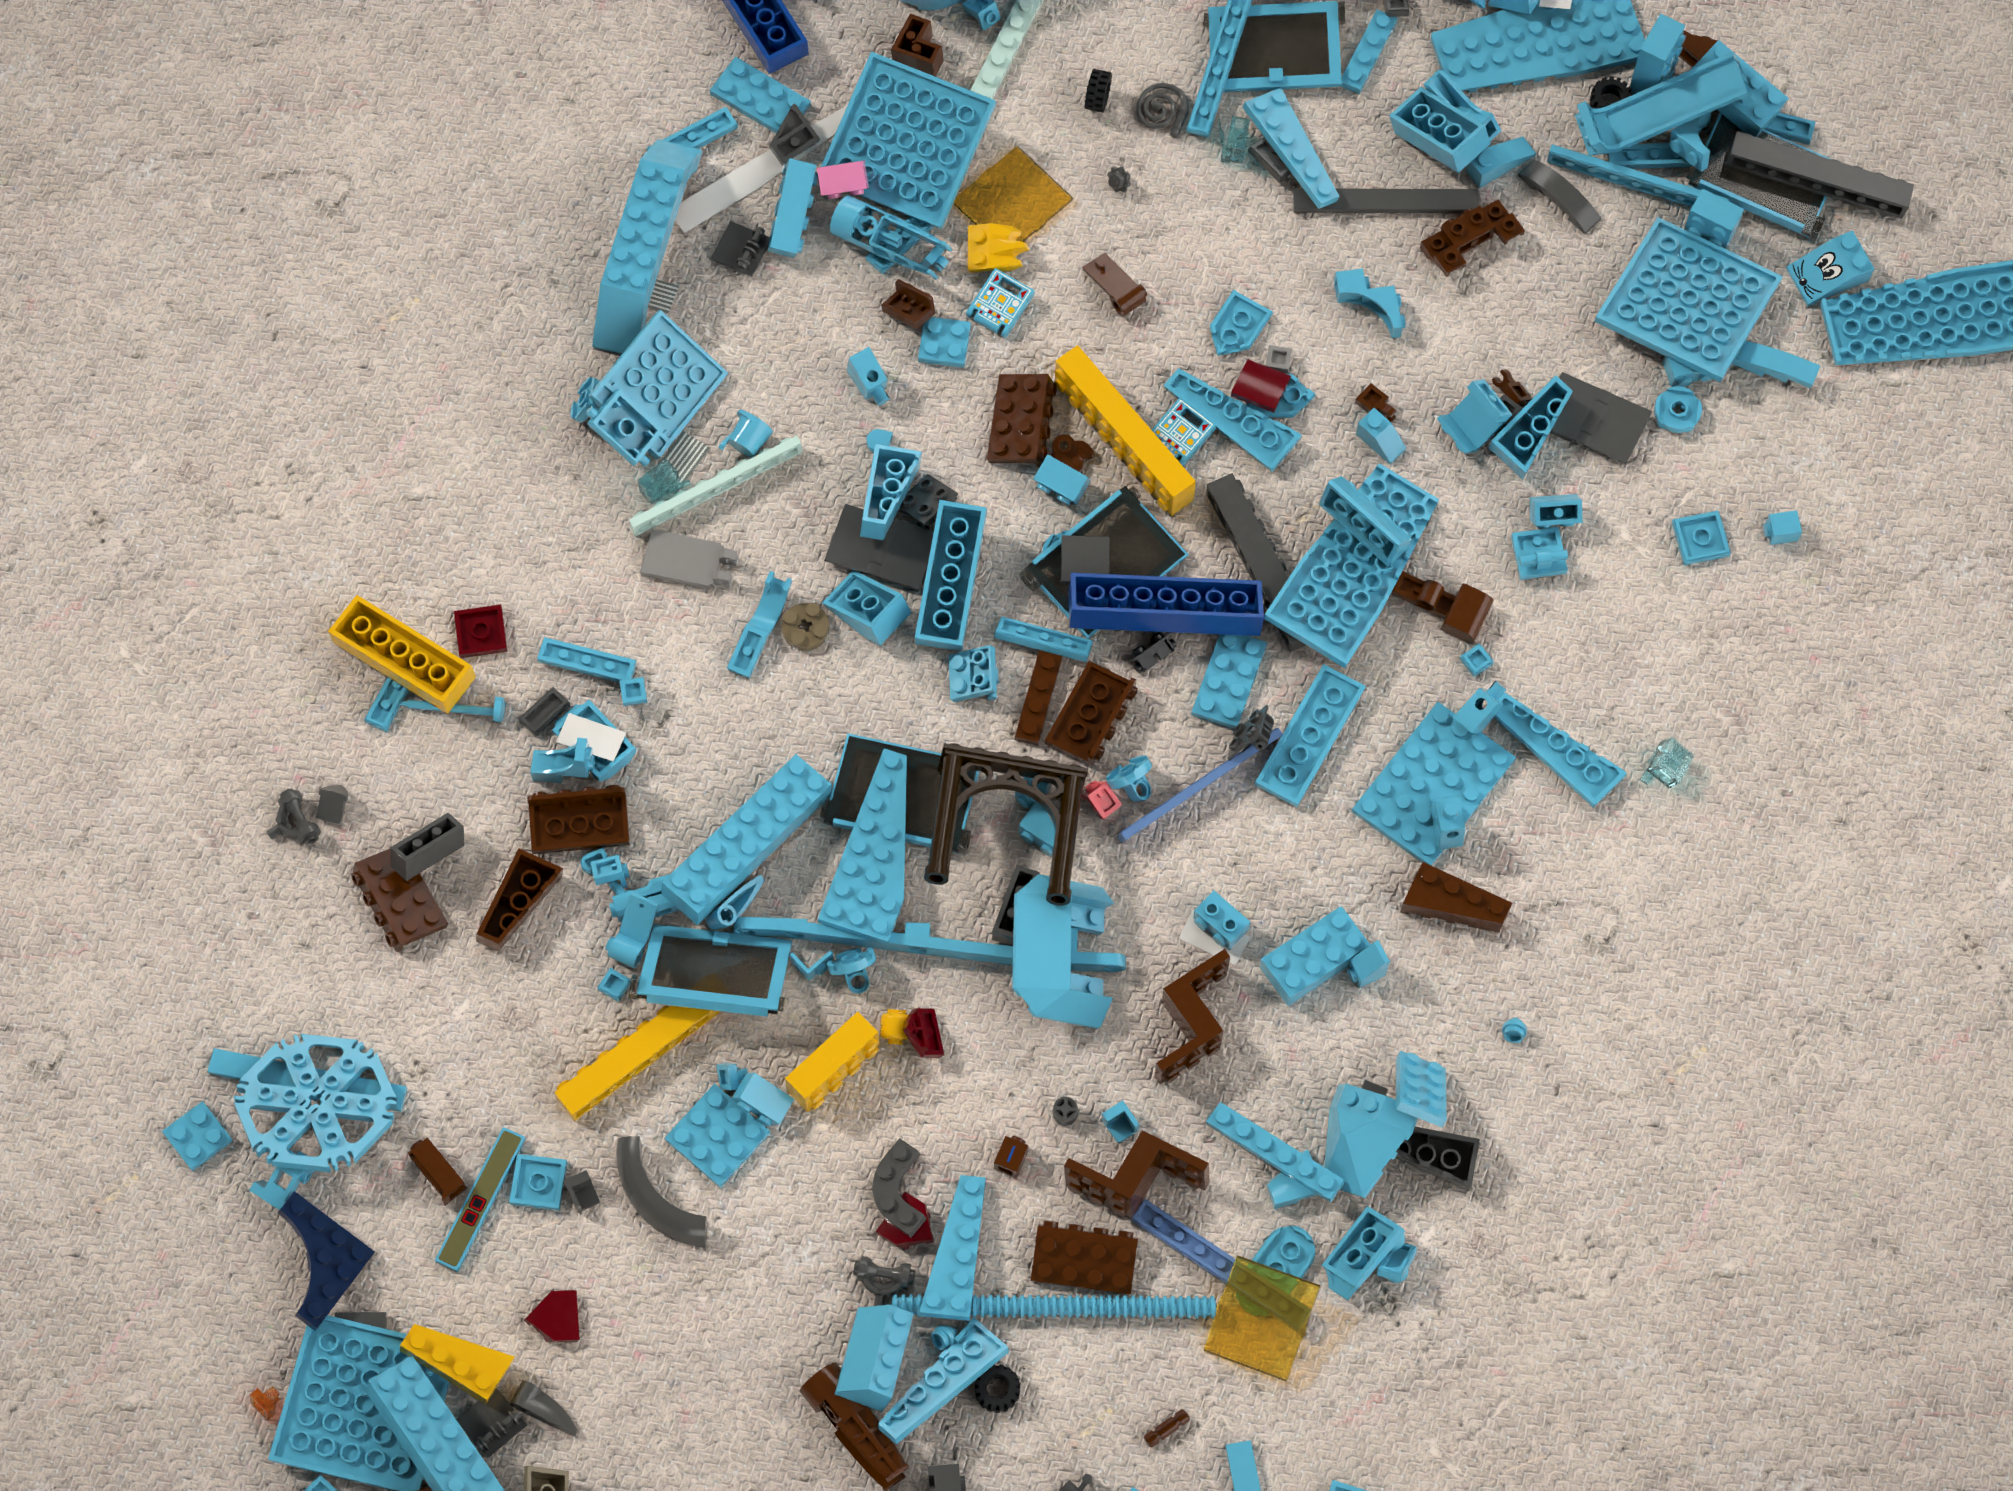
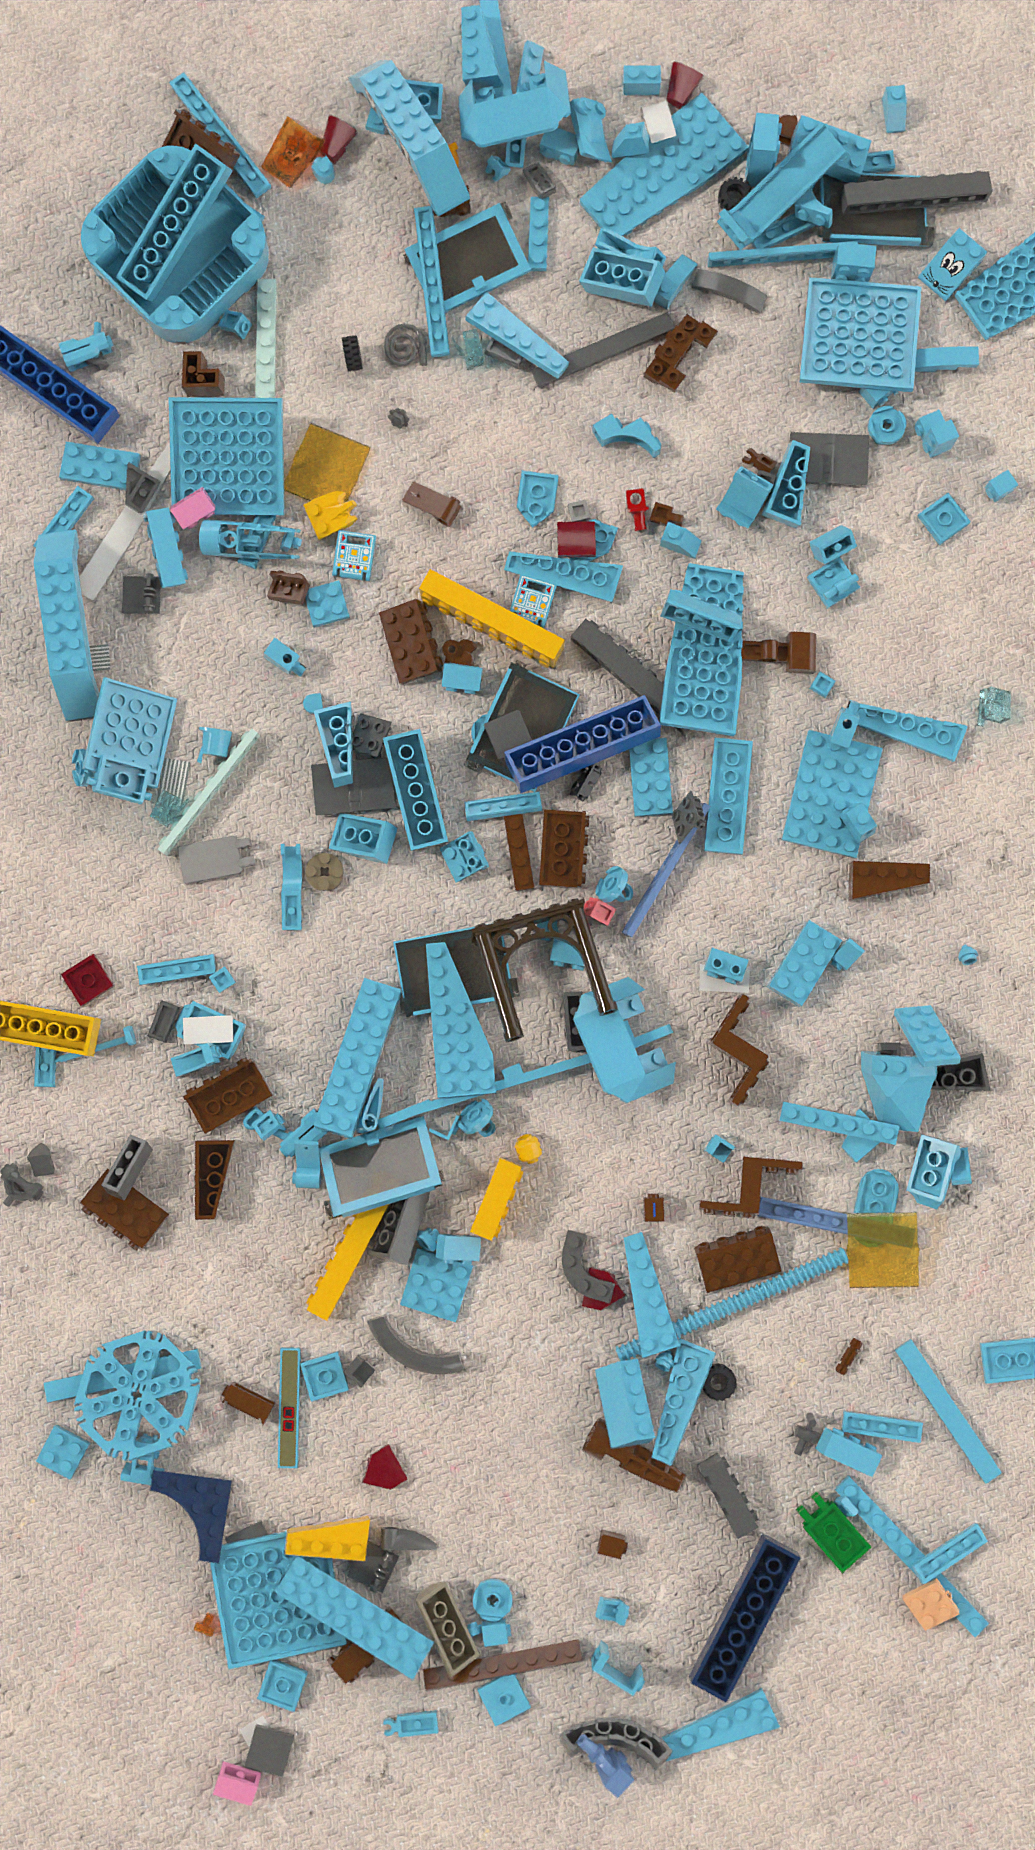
camera: 20 degrees left, 15 degrees up
(614, 984) = (311, 1205): medium azure tile -> none
(706, 1048) = (400, 1230): none -> dark grey wedge
(867, 1270) = (614, 1331): dark grey piece -> none
(924, 1032) = (550, 1145): dark red slope -> none
(1065, 1105) = (676, 1157): dark grey wheel -> none
(1347, 385) = (637, 509): none -> red bracket
(1731, 440) = (936, 433): none -> medium azure brick
(1836, 79) = (894, 108): none -> medium azure slope

